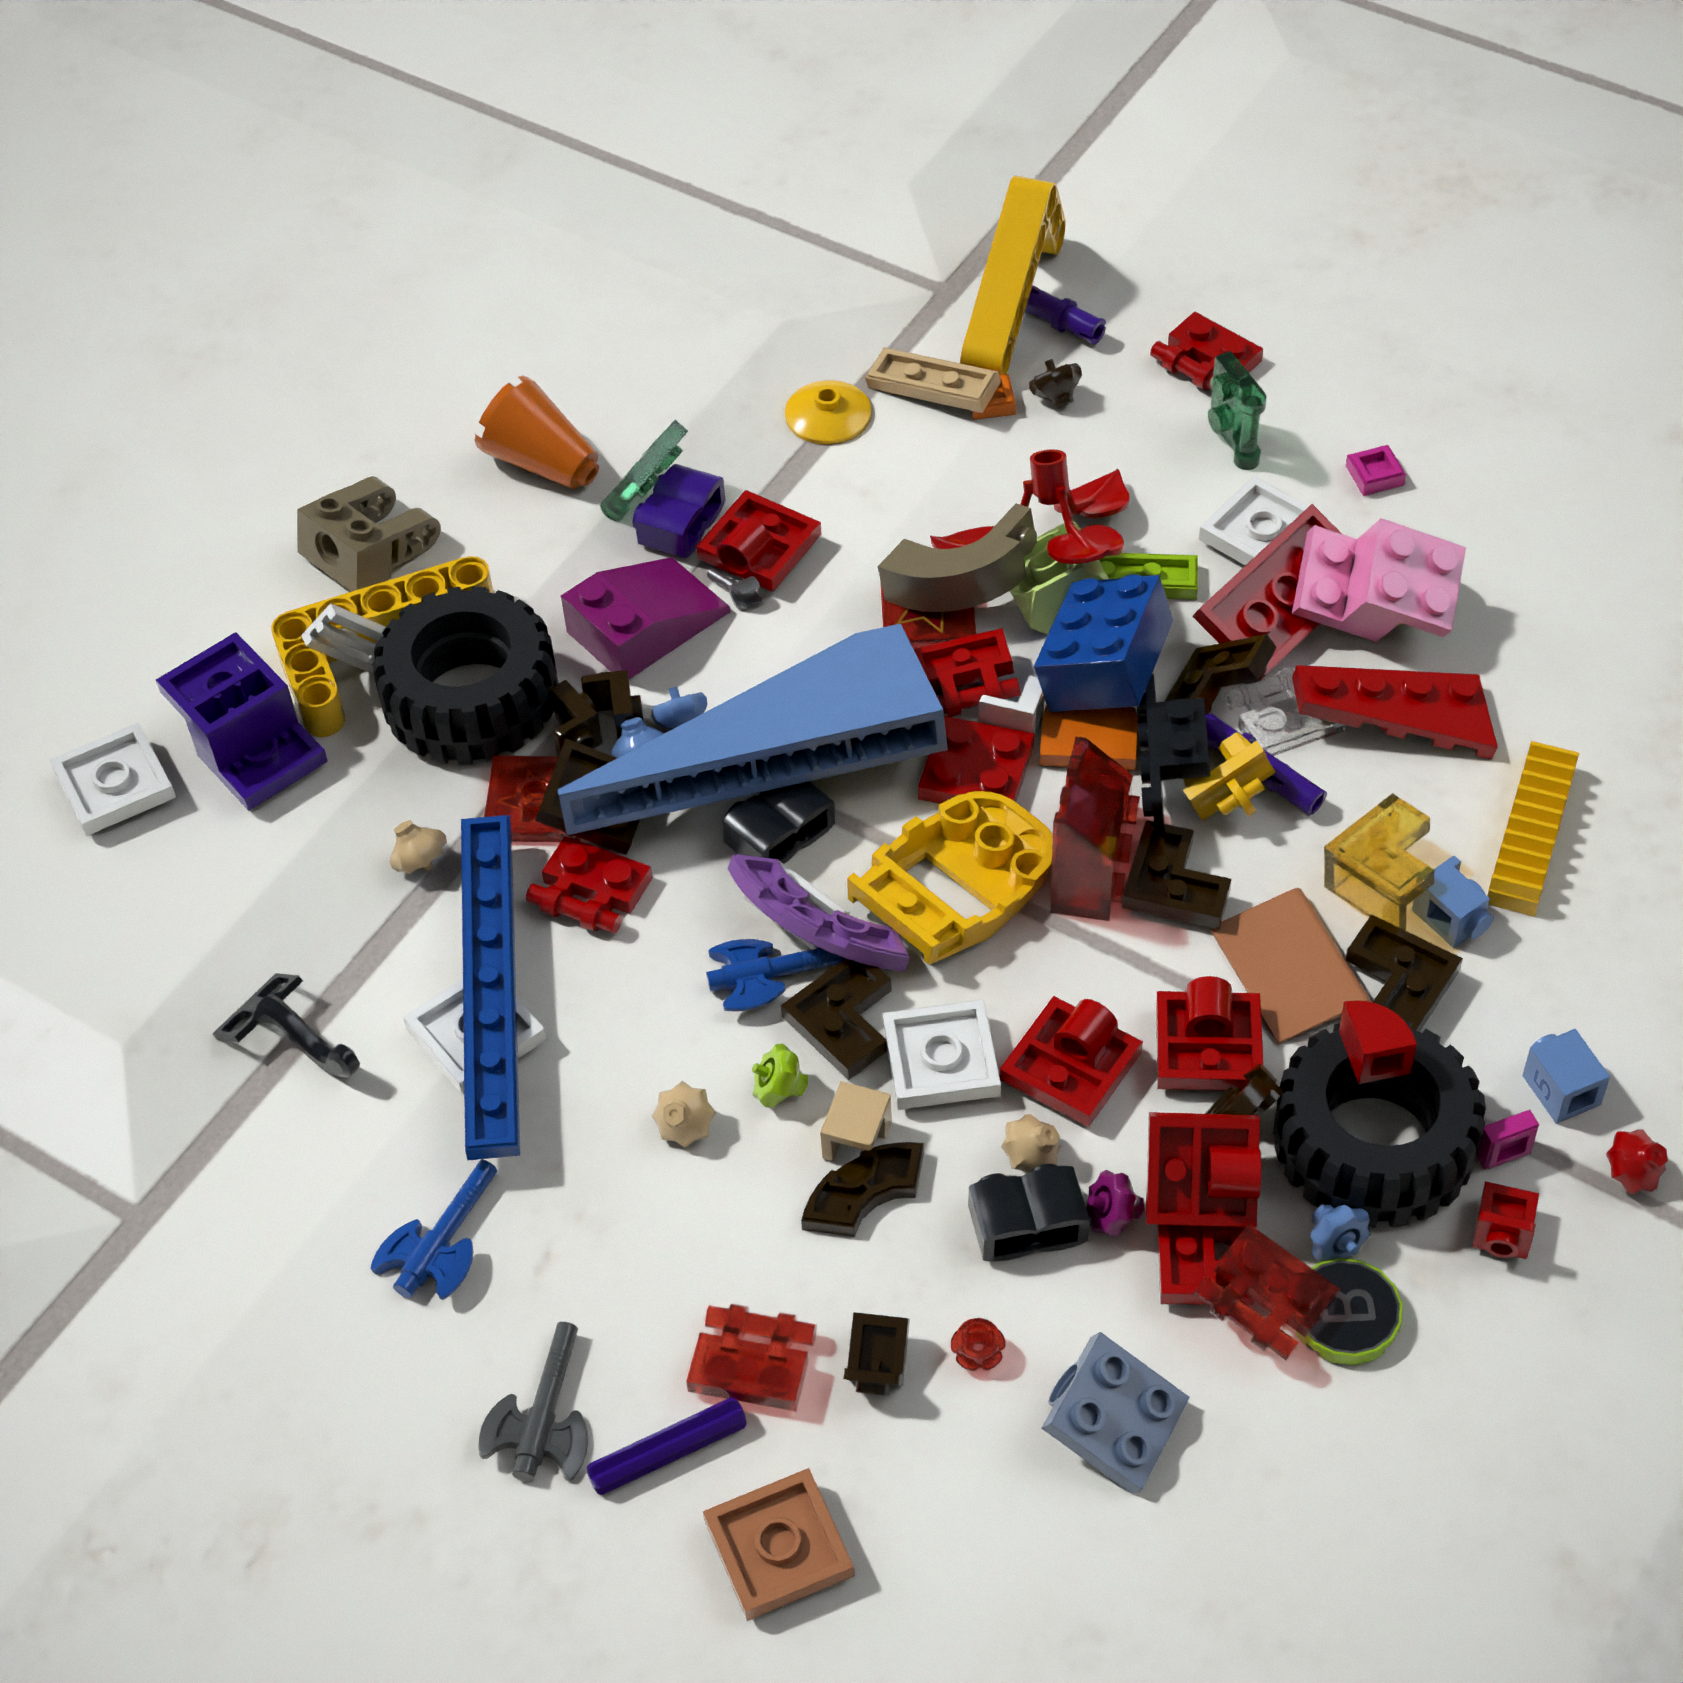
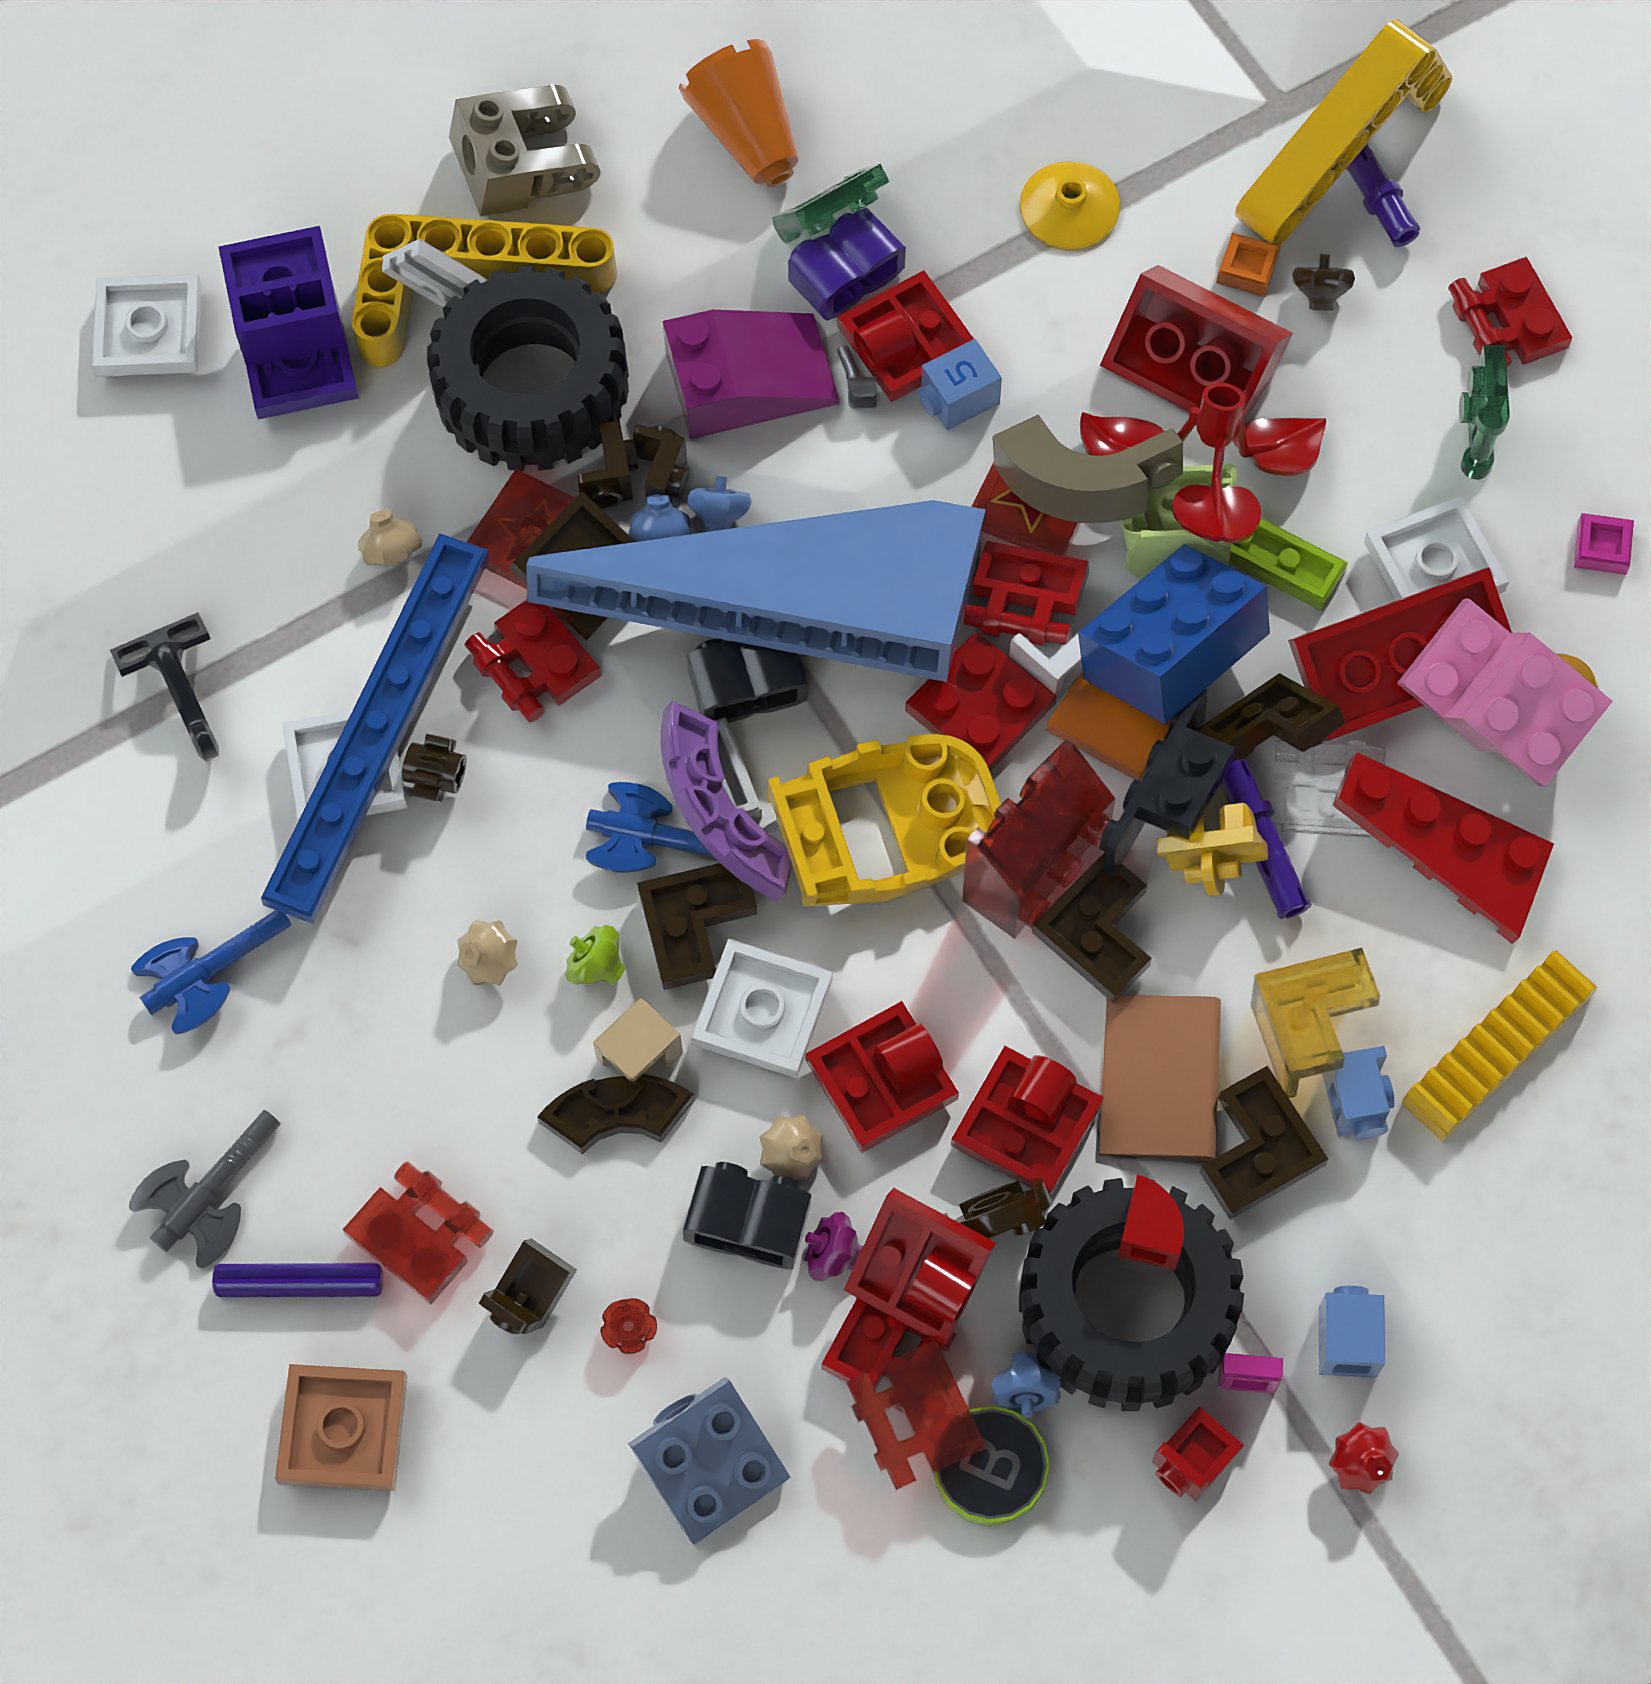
camera: 25 degrees right, 15 degrees up
(556, 994) = (434, 767): none -> dark brown gear
(823, 554) = (959, 385): none -> medium blue brick
(933, 379) = (1195, 219): tan tile -> none
(981, 460) = (1186, 338): none -> red slope

